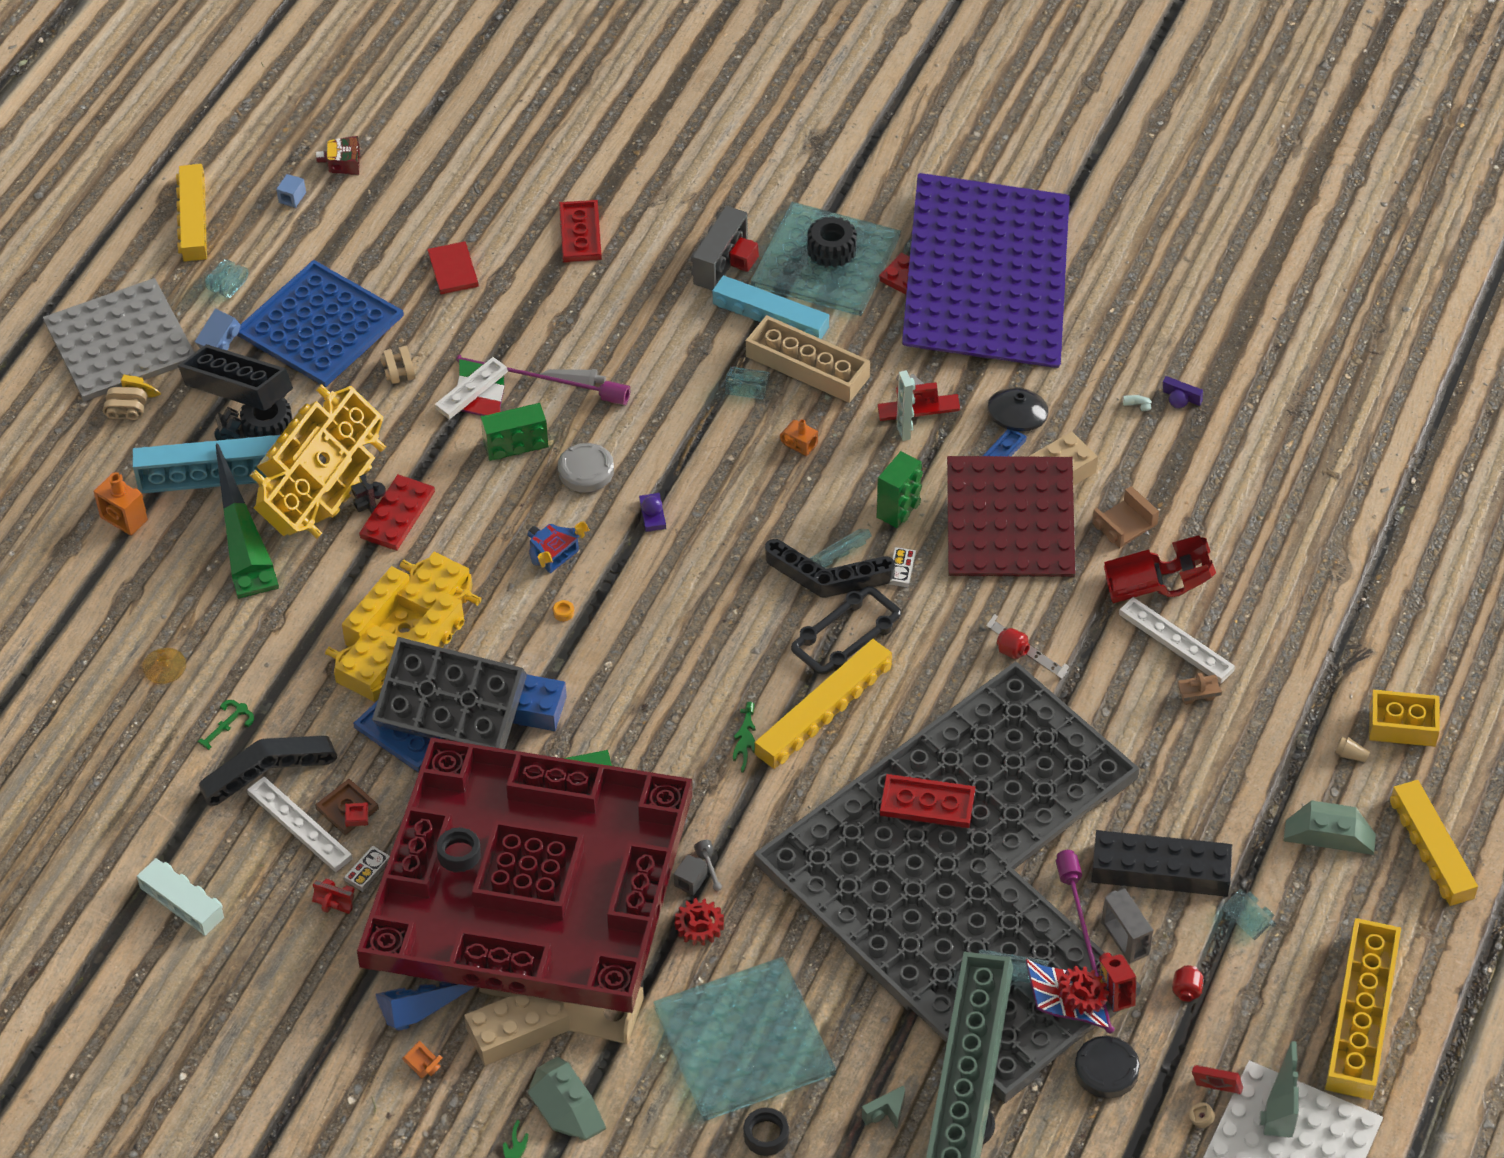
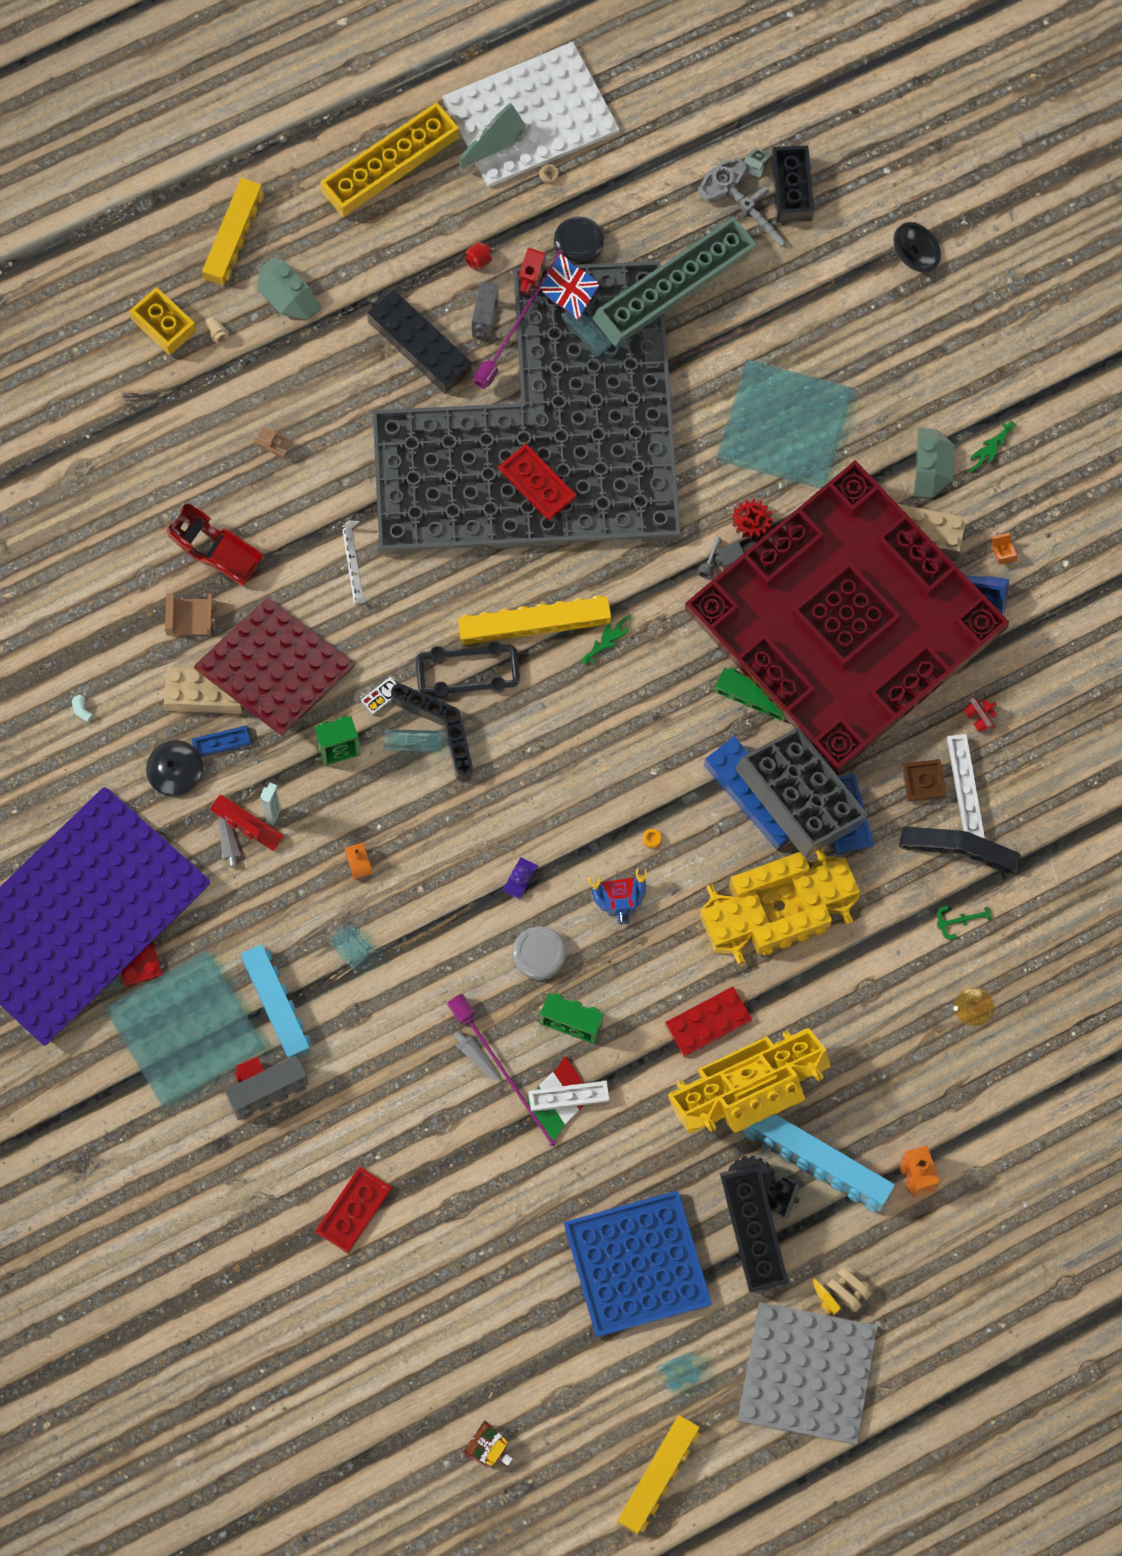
camera: 145 degrees left, 20 degrees up
(181, 896) = (1085, 789): light aqua brick -> none
(218, 330) = (729, 1304): medium blue brick -> none
(249, 559) = (852, 1051): green plate -> none
(291, 190) = (558, 1437): medium blue brick -> none
(356, 814) = (924, 762): red tile -> none
(366, 494) = (726, 1042): black hips -> none
(367, 868) = (941, 723): tile -> none
(392, 373) = (611, 1178): tan brick -> none
(453, 267) = (486, 1246): red tile -> none
(453, 836) = (893, 634): black tyre -> none
(769, 1115) = (822, 363): black tyre -> none
(808, 358) = (292, 926): tan brick -> none
(831, 241) = (171, 1006): black tyre -> none
(888, 1104) = (731, 312): sand green slope -> none
(1013, 643) = (364, 570): red head -> none
(1083, 989) = (560, 276): red gear -> none
(1176, 640) = (249, 493): white plate -> none
(1181, 393) = (45, 688): dark purple tile -> none
(1217, 1079) = (521, 181): red tile -> none
(1248, 914) = (395, 271): clear light blue bracket -> none

